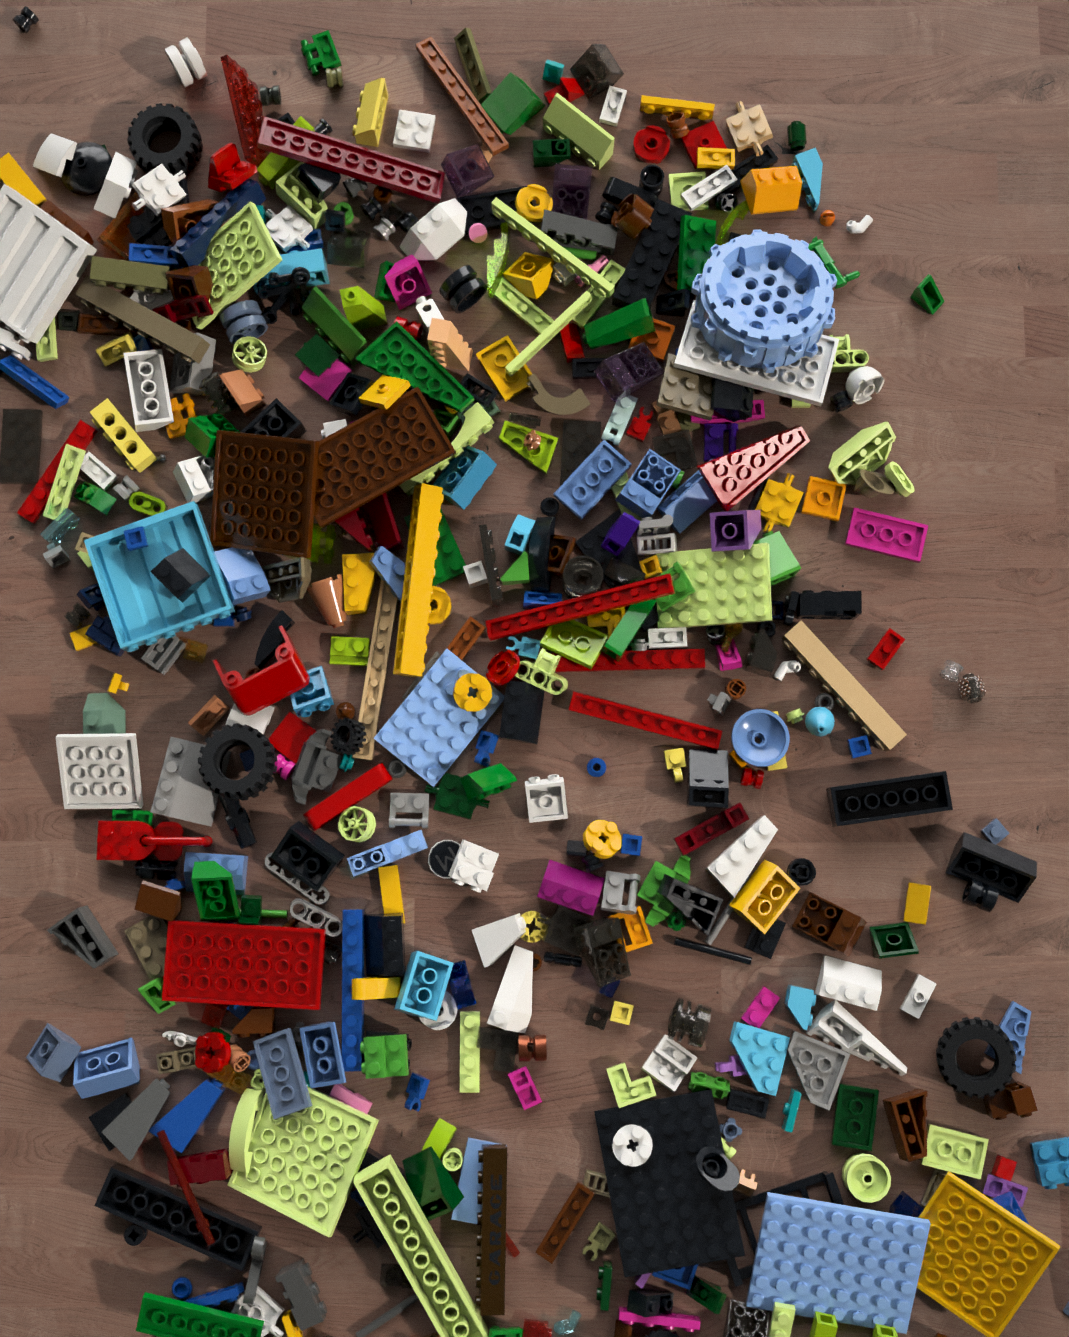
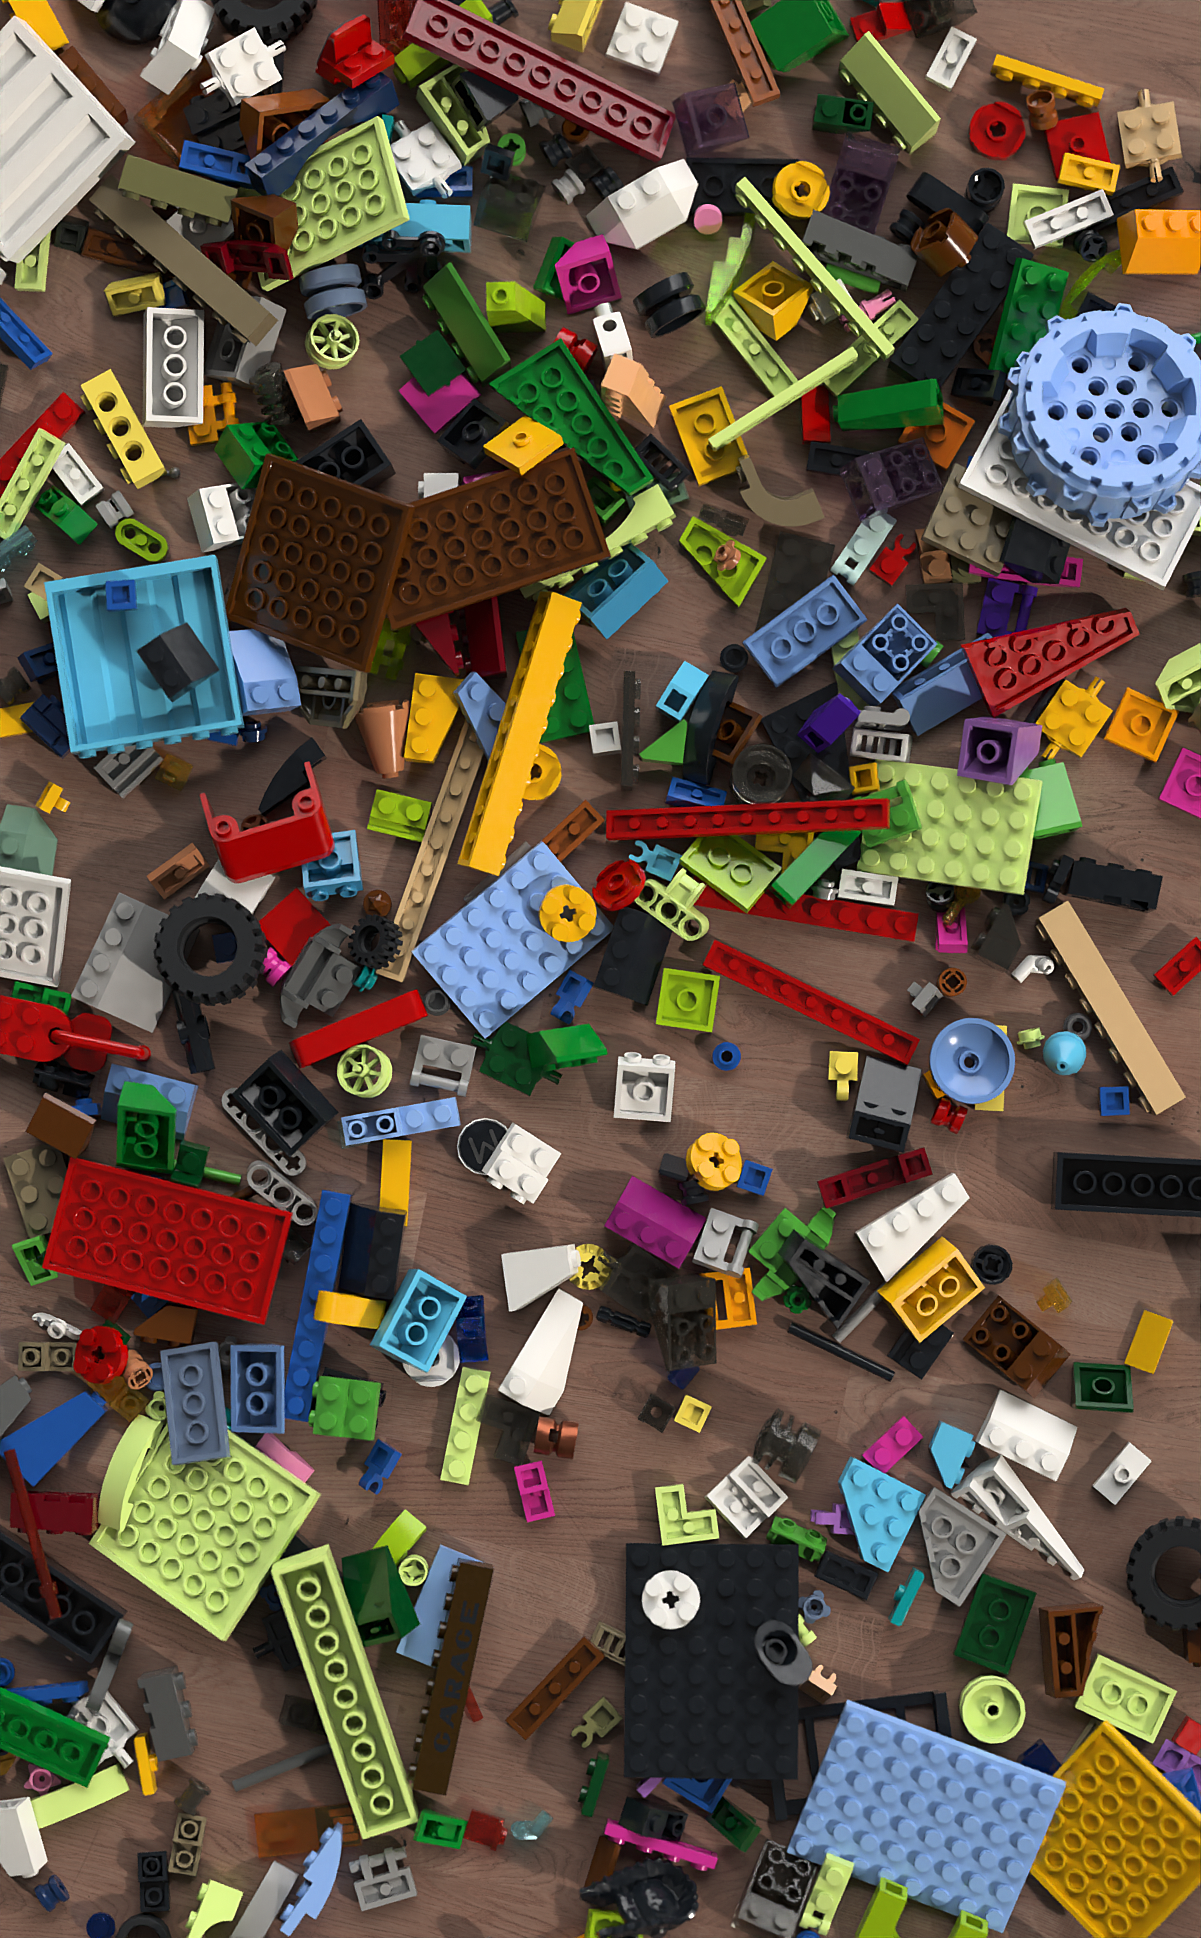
camera: 10 degrees right, 5 degrees up
(563, 735) = (687, 1000): none -> lime plate
(848, 884) = (1054, 1296): none -> clear yellow tile

